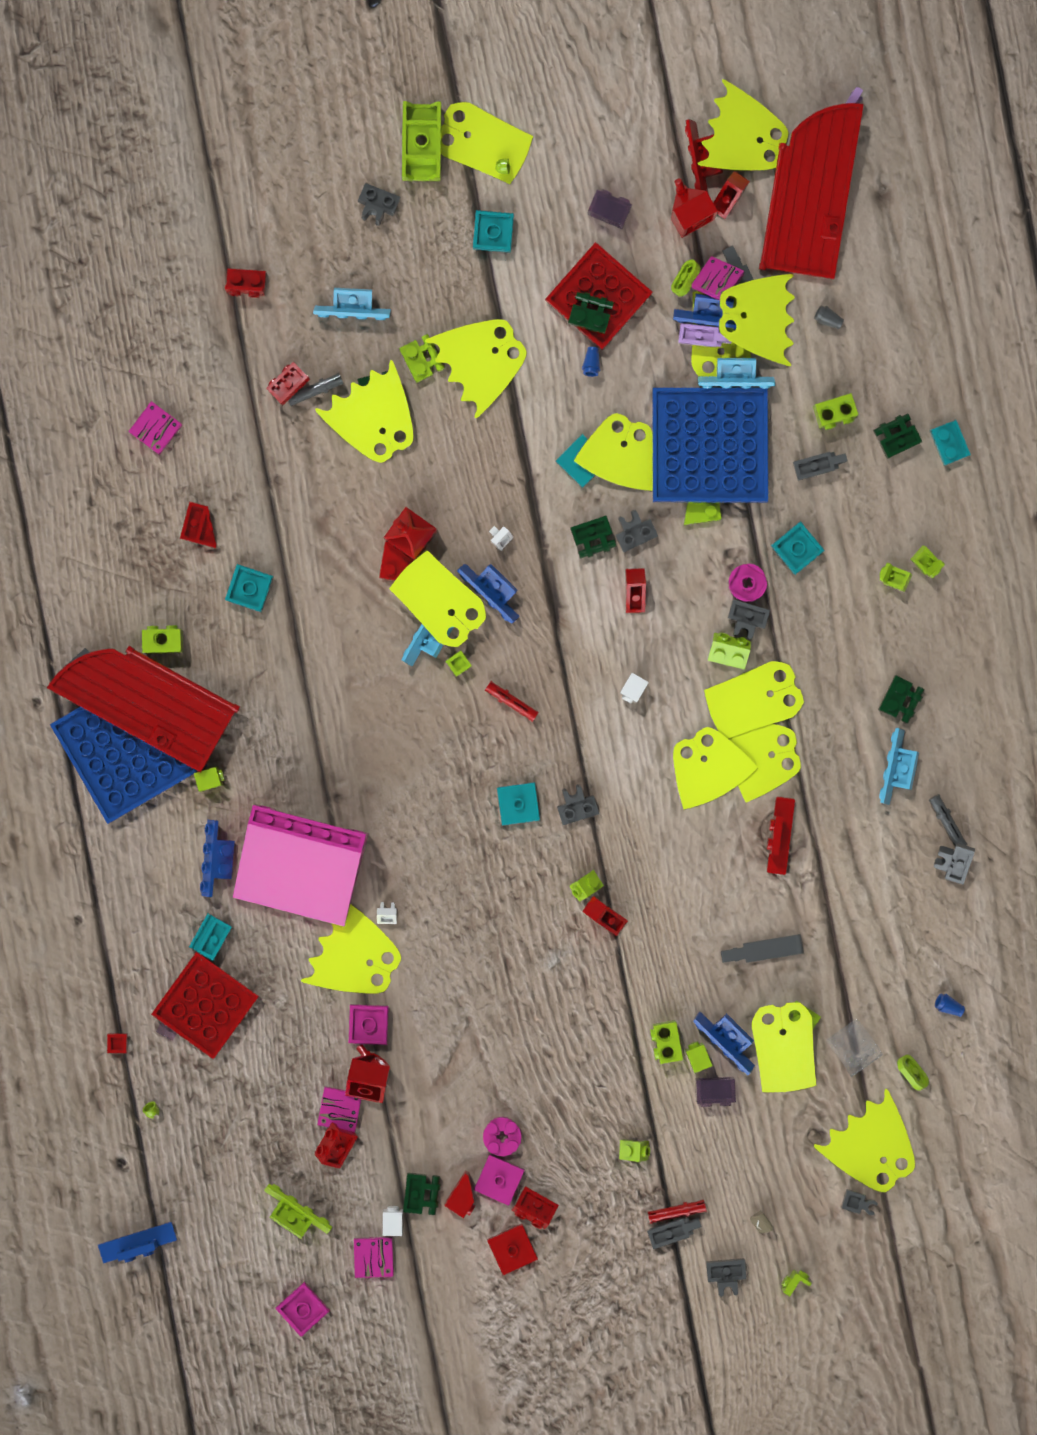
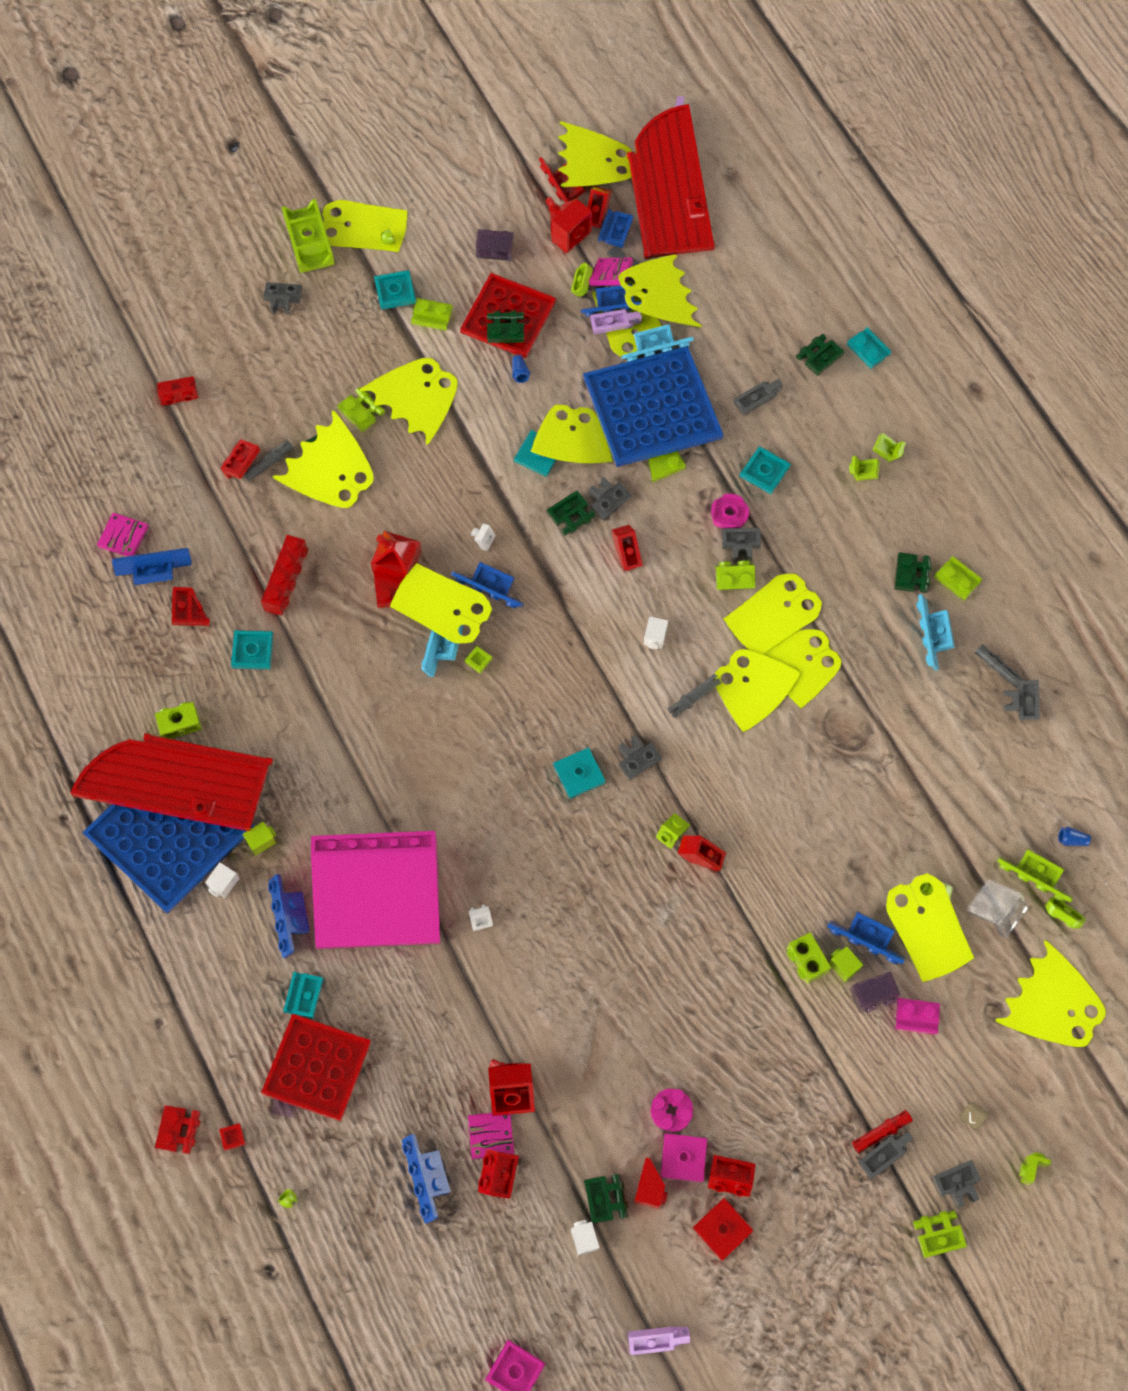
camera: 20 degrees left, 20 degrees down
(66, 1019) = (171, 1128): none -> red plate
(138, 1243) = (315, 1350): blue bracket -> none
(164, 809) = (221, 881): none -> white brick
(175, 473) = (152, 566): none -> blue bracket
(275, 1128) = (427, 1176): none -> blue bracket
(293, 1215) = (475, 1264): lime bracket -> none
(299, 520) = (284, 575): none -> red brick
(346, 954) = (451, 970): neon yellow piece -> none
(352, 303) = (283, 378): medium azure bracket -> none
(368, 1024) = (494, 1035): dark pink plate -> none
(373, 1257) = (575, 1286): dark pink tile -> none
(428, 1322) = (657, 1339): none -> lavender hinge
(521, 707) = (532, 676): red pin -> none
(522, 270) = (431, 314): none -> lime plate
(634, 1150) = (814, 1080): lime bracket -> none
(648, 762) = (688, 700): none -> dark grey pin
(694, 1316) = (939, 1241): none -> lime plate
(740, 226) = (615, 228): none -> blue plate
(746, 1121) = (917, 1016): none -> dark pink plate
(765, 949) = (872, 840): dark grey piece -> none
(780, 836) = (846, 727): red bracket -> none
(828, 317) = (721, 277): dark grey cone -> none
(833, 406) = (754, 345): lime brick -> none
(855, 1202) = (1061, 1064): dark grey plate -> none
(903, 1028) = (1038, 870): none -> lime bracket
(943, 718) = (958, 578): none -> lime plate

